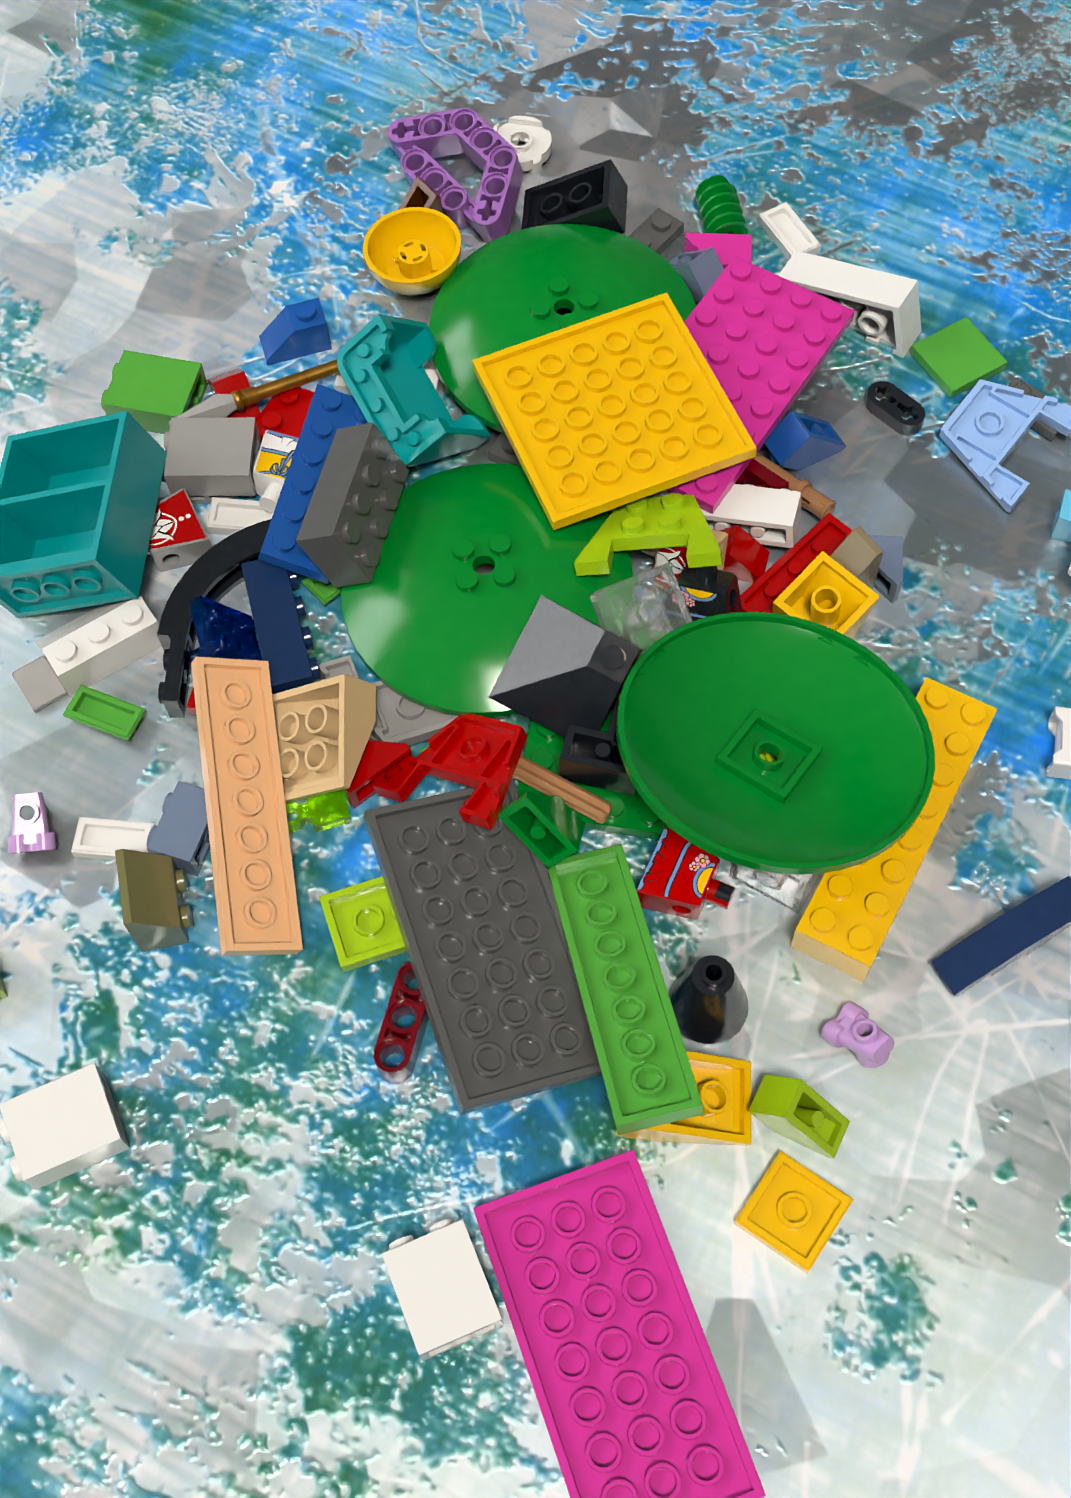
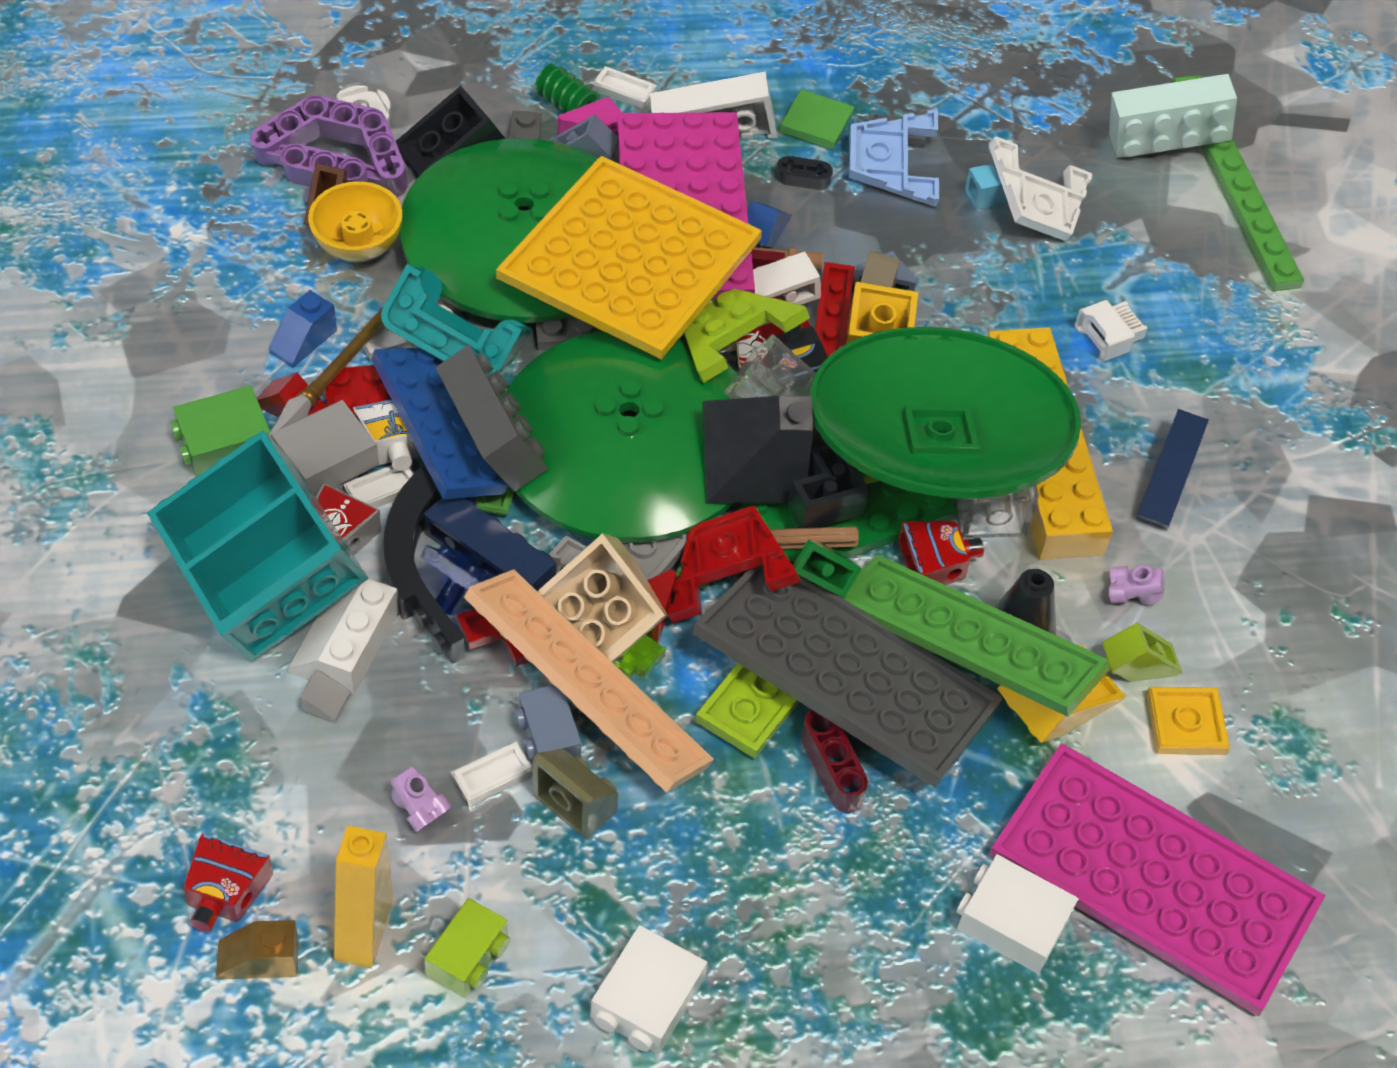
camera: 45 degrees left, 10 degrees down
(104, 712) = (399, 687): bright green tile -> none

